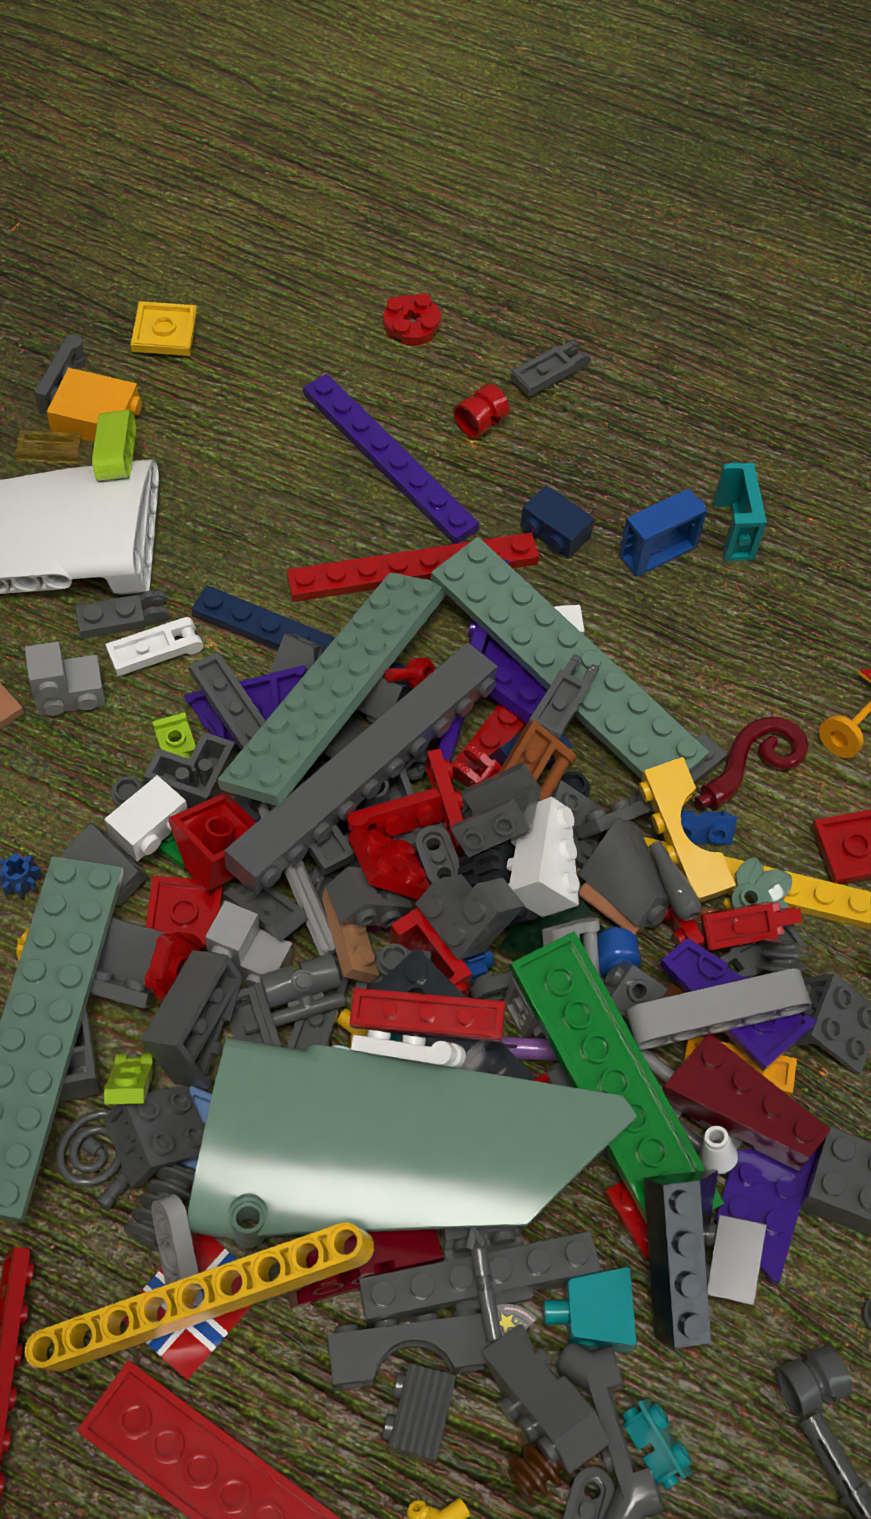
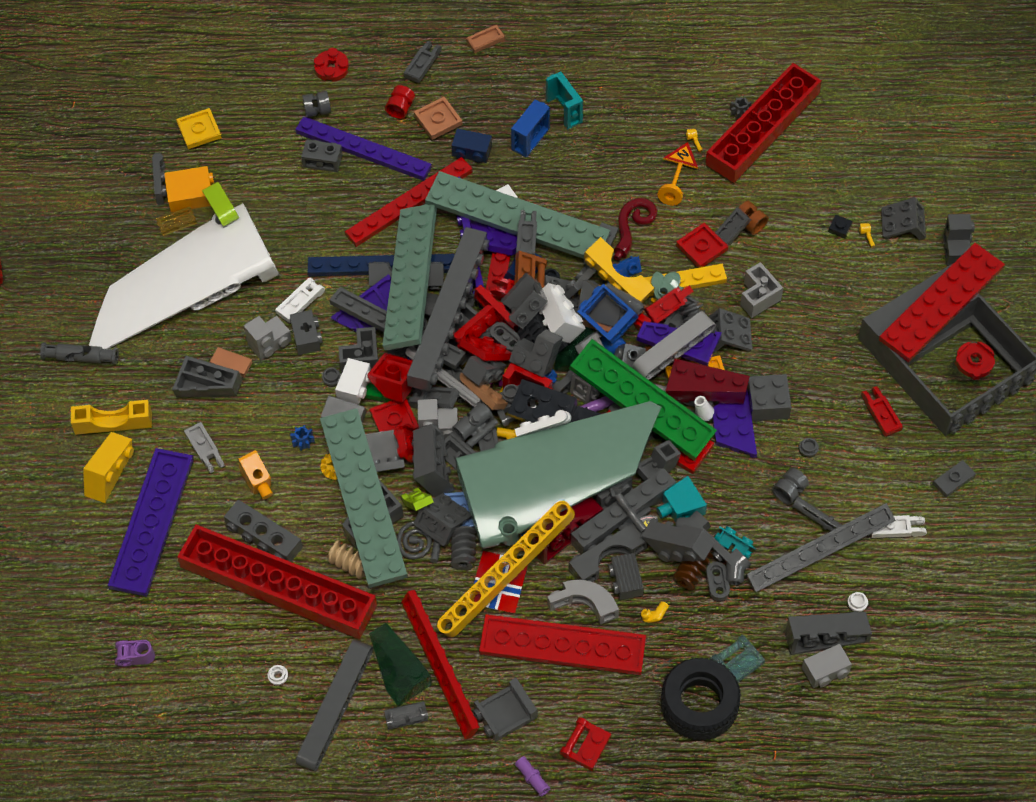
camera: 20 degrees left, 0 degrees up
(121, 614) = (271, 291): dark grey hinge -> none
(129, 702) = (305, 332): none -> dark grey brick
(174, 735) = (339, 337): lime brick -> none
(174, 1240) = (471, 550): light grey beam -> none
(318, 441) = (321, 155): none -> dark grey brick
(333, 1413) = (588, 594): none -> light grey arch
(364, 366) = (322, 102): none -> dark grey wheel
(413, 673) = (445, 254): red piece -> none
(427, 1014) = (543, 405): red tile -> none
(527, 459) = (438, 118): none -> nougat plate
(598, 1209) = (663, 456): none -> dark grey brick
(641, 929) = (621, 326): none -> blue window
(665, 374) = (485, 38): none -> nougat tile
(678, 1235) = (707, 460): black wedge -> none
(735, 1259) = (733, 452): brick -> none

